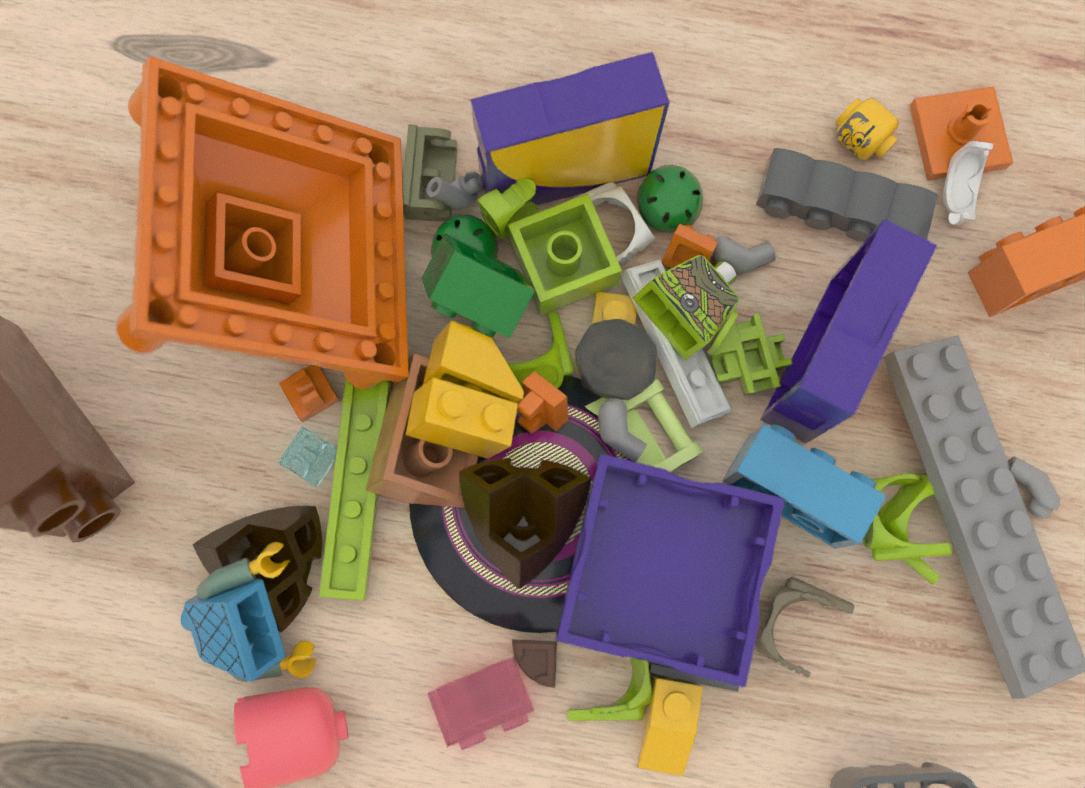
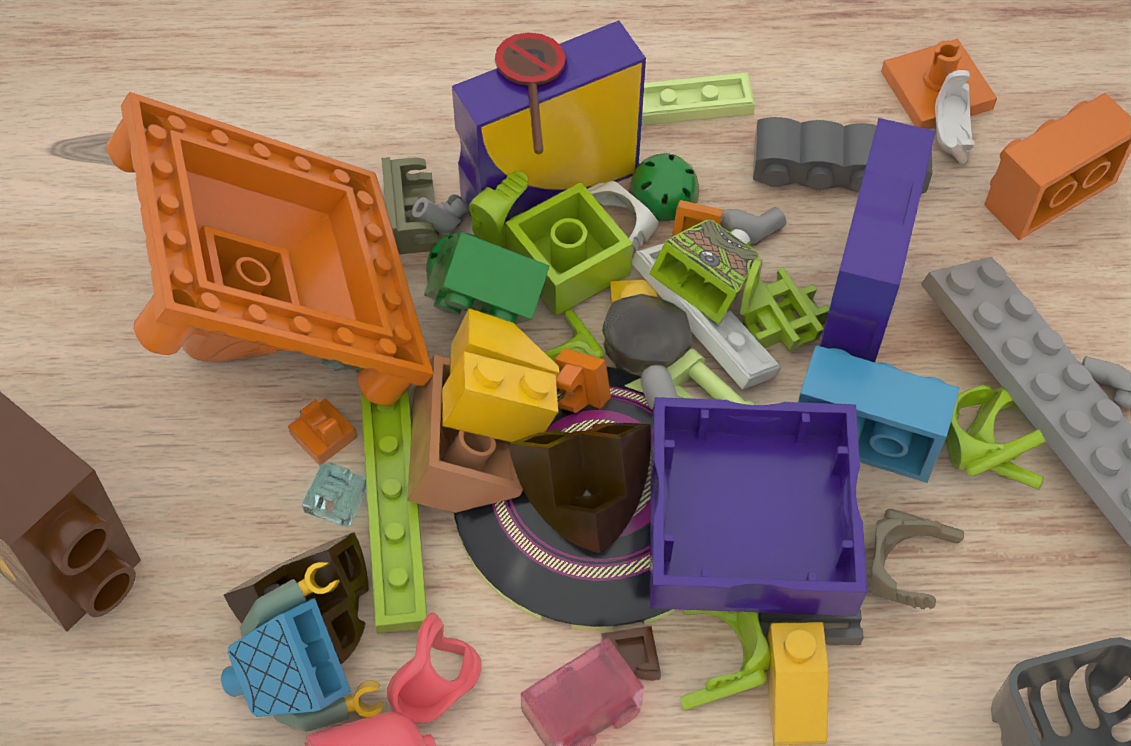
camera: 10 degrees left, 20 degrees down
(342, 666) = (419, 689): none -> coral piece
(553, 86) = (531, 61): none -> piece
(722, 103) = (697, 98): none -> yellowish green tile
(867, 129) = (844, 92): yellow head -> none

